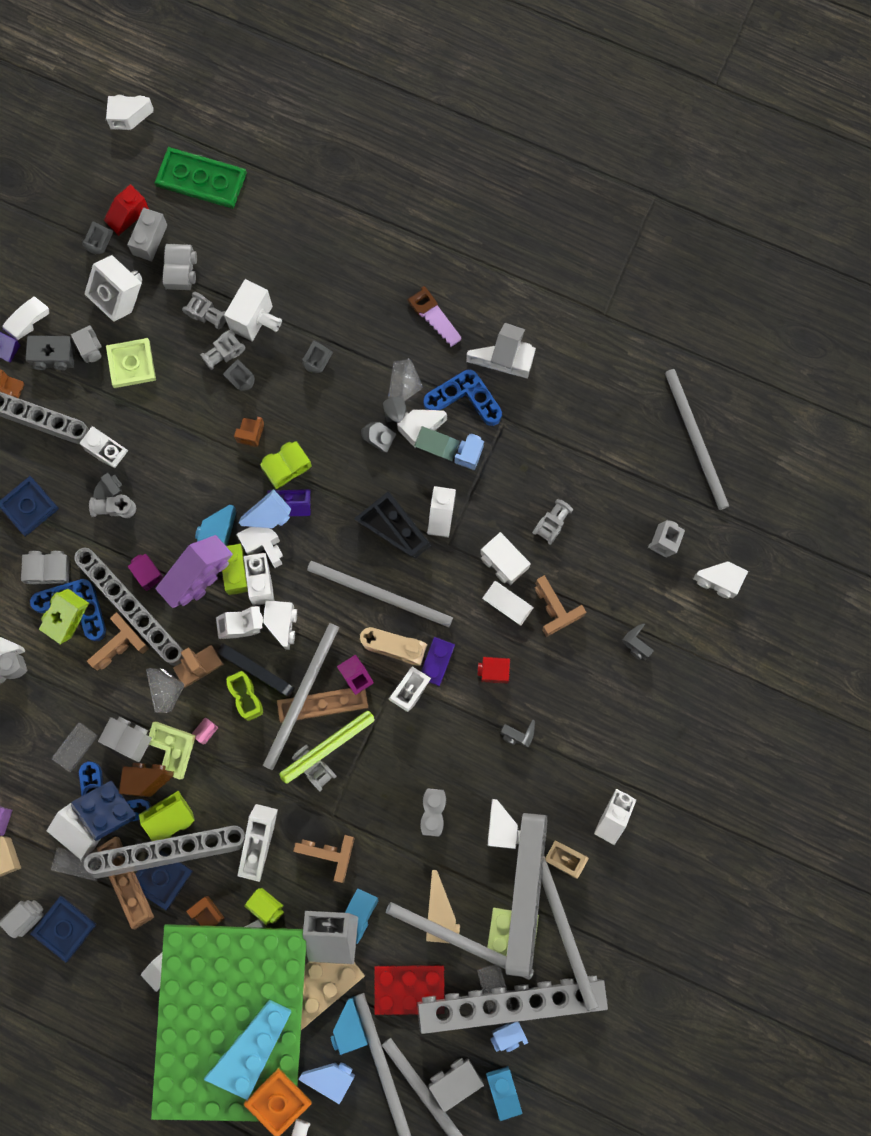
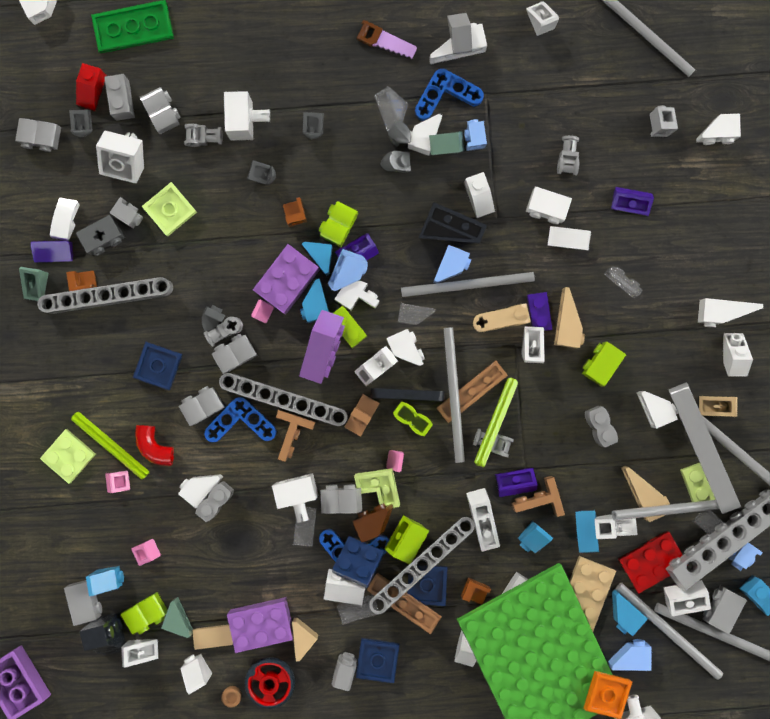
camera: 35 degrees left, 10 degrees up
(50, 227) = (38, 134): none -> light grey brick
(63, 615) = (238, 435): lime brick -> none
(83, 705) = (296, 493): none -> white brick
(103, 447) = (190, 288): white slope -> none
(108, 535) = (234, 353): none -> light grey brick
(145, 571) = (279, 366): magenta brick -> none
(161, 508) = (262, 311): none -> bright pink slope
(164, 689) = (348, 446): clear slope -> none
(202, 490) = (286, 279): none -> medium lavender brick
(223, 349) = (236, 157): light grey connector -> none
(245, 1060) = (569, 677): medium azure wing -> none
(251, 485) = (321, 254): none -> dark azure slope
(258, 579) = (370, 324): white slope -> none
(264, 906) = (518, 563): lime brick -> none
(297, 889) = (534, 538): none -> dark azure slope
(309, 594) = (413, 314): none -> clear tile
(314, 823) = (516, 482): none -> dark purple slope
(330, 937) = (579, 558): light grey slope -> none
(355, 674) = (486, 356): magenta brick -> none
(374, 564) = (452, 264): none -> light blue slope
(385, 925) = (608, 528): none -> white brick
(421, 1049) = (687, 601): none -> white brick
(456, 693) = (568, 324): none -> tan slope
(471, 749) = (603, 363): none -> lime brick
(494, 670) = (587, 295): red brick -> none
(514, 736) = (628, 337): dark grey plate -> none
(536, 667) = (618, 277): none -> clear plate
(555, 608) = (607, 222): medium nougat bracket -> none
(594, 601) = (632, 201): none -> dark purple slope
(600, 375) = (542, 18): none -> white slope
(624, 763) = (721, 311): none -> white slope
(638, 648) = (685, 218): dark grey plate -> none

